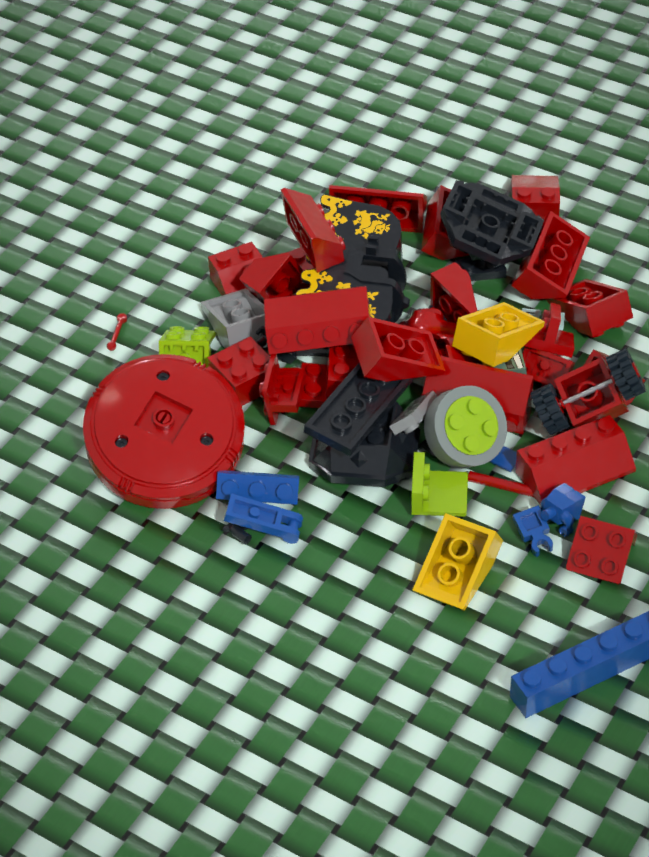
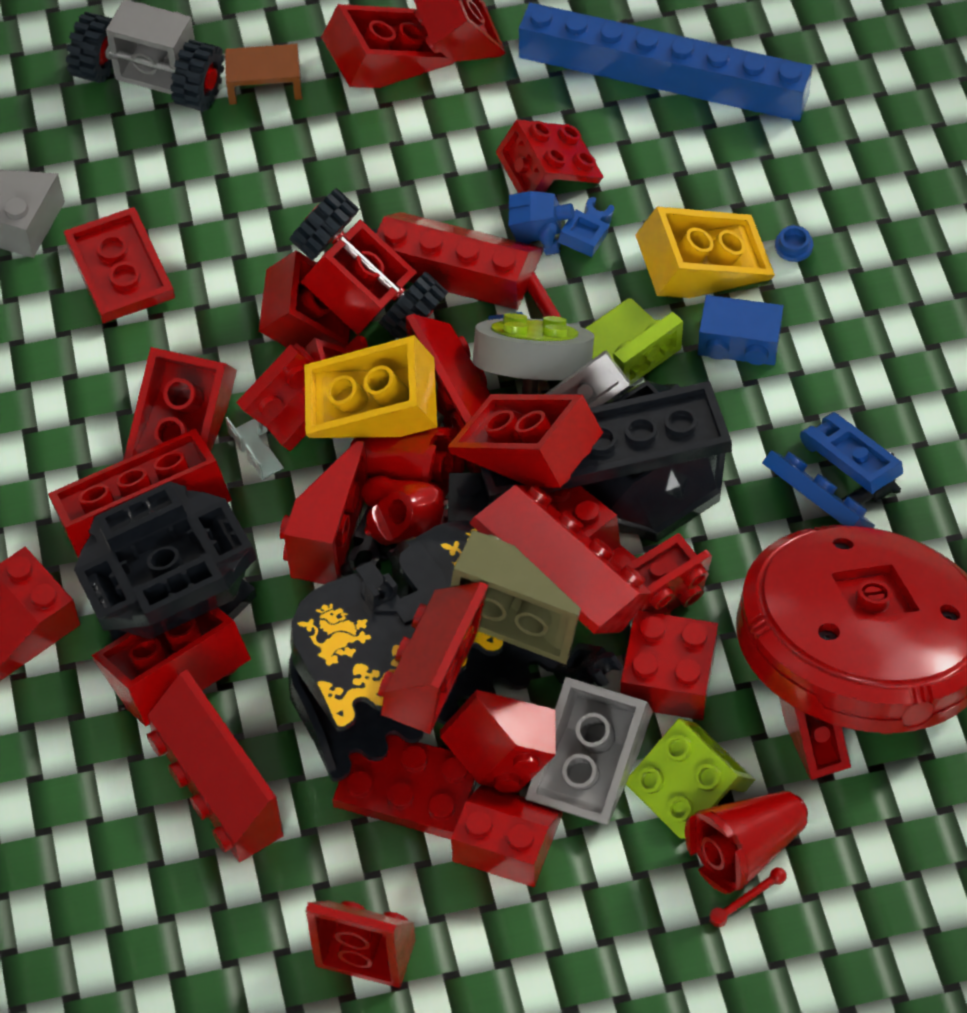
camera: 135 degrees left, 10 degrees up
(136, 330) = (743, 837): none -> red cone
(246, 190) = (360, 941): none -> red slope
(307, 268) = (520, 598): none -> olive slope
(390, 537) = (740, 330): none -> blue brick
(421, 611) = (794, 244): none -> blue plate

